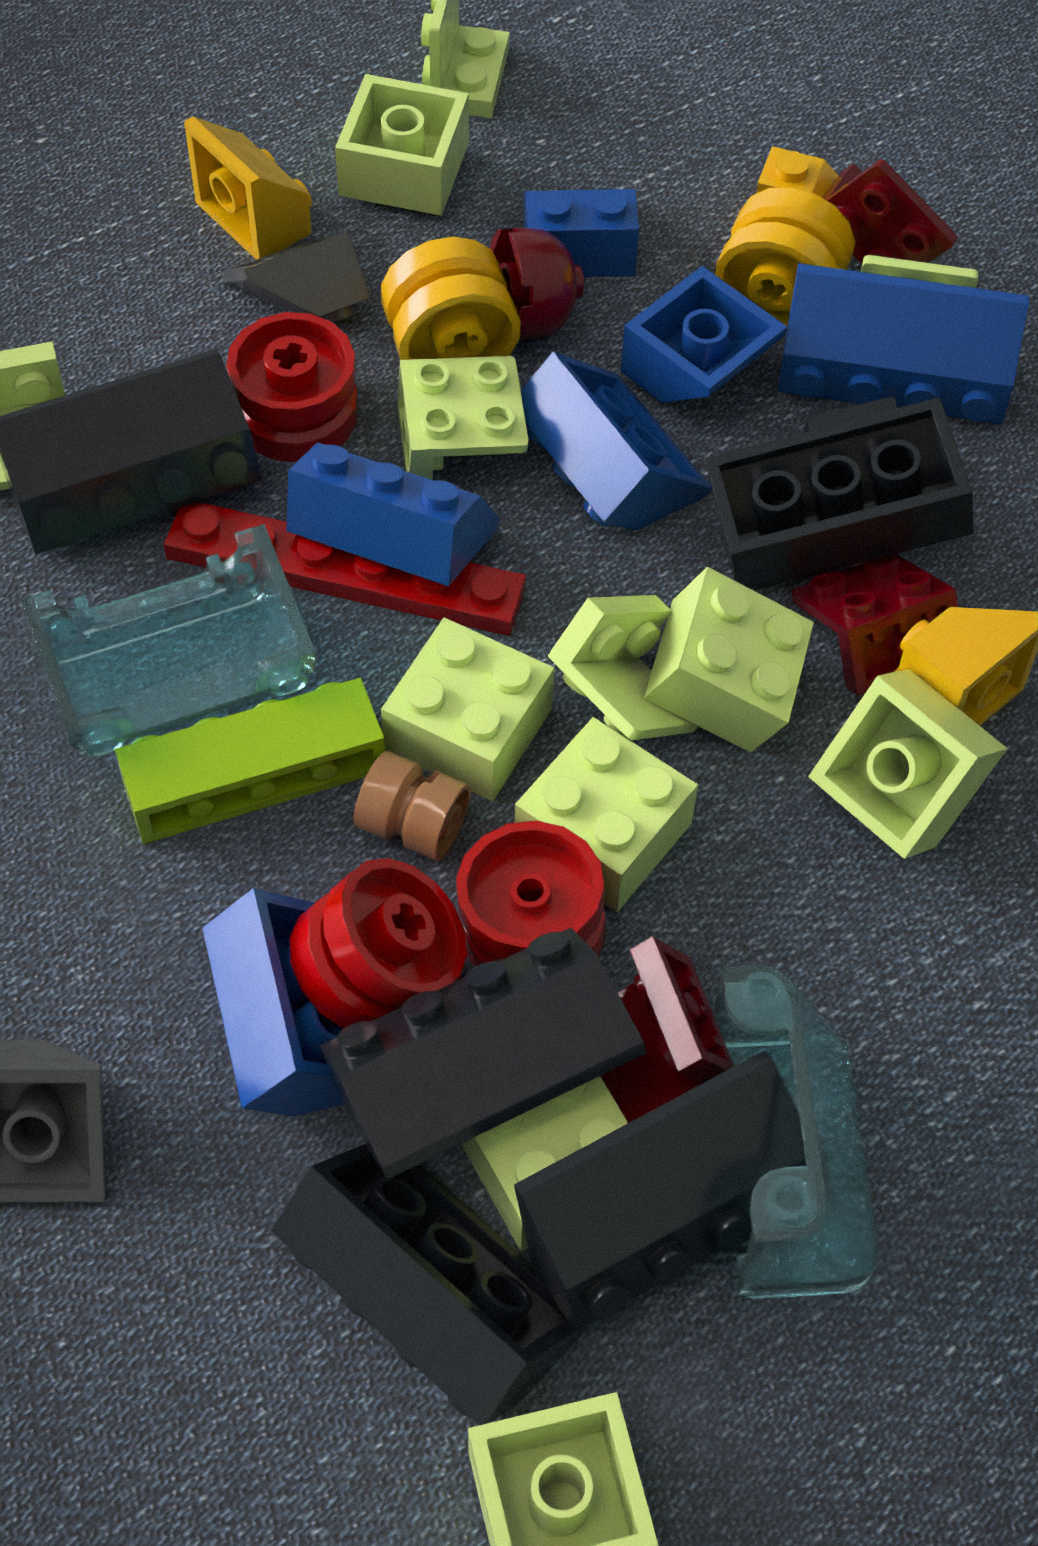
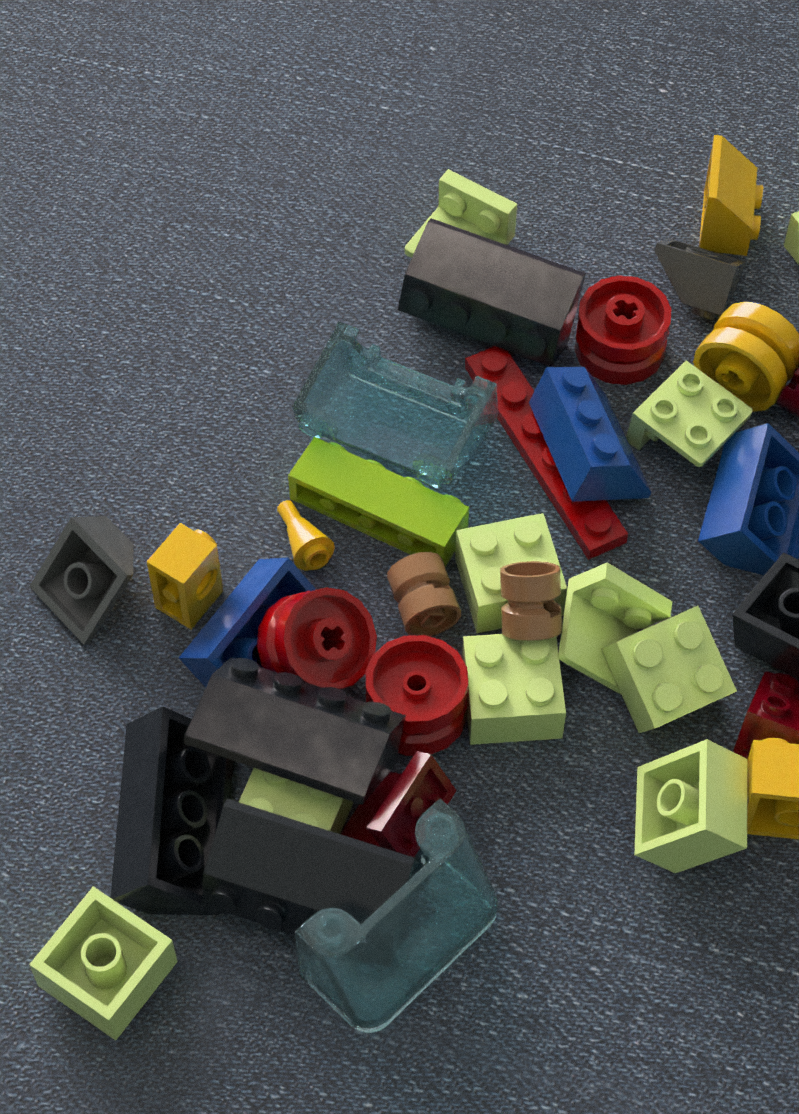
camera: 50 degrees right, 0 degrees up
(151, 1013) = (185, 575): none -> yellow brick
(223, 866) = (308, 544): none -> yellow cone
(545, 698) = (531, 603): none -> medium nougat wheel

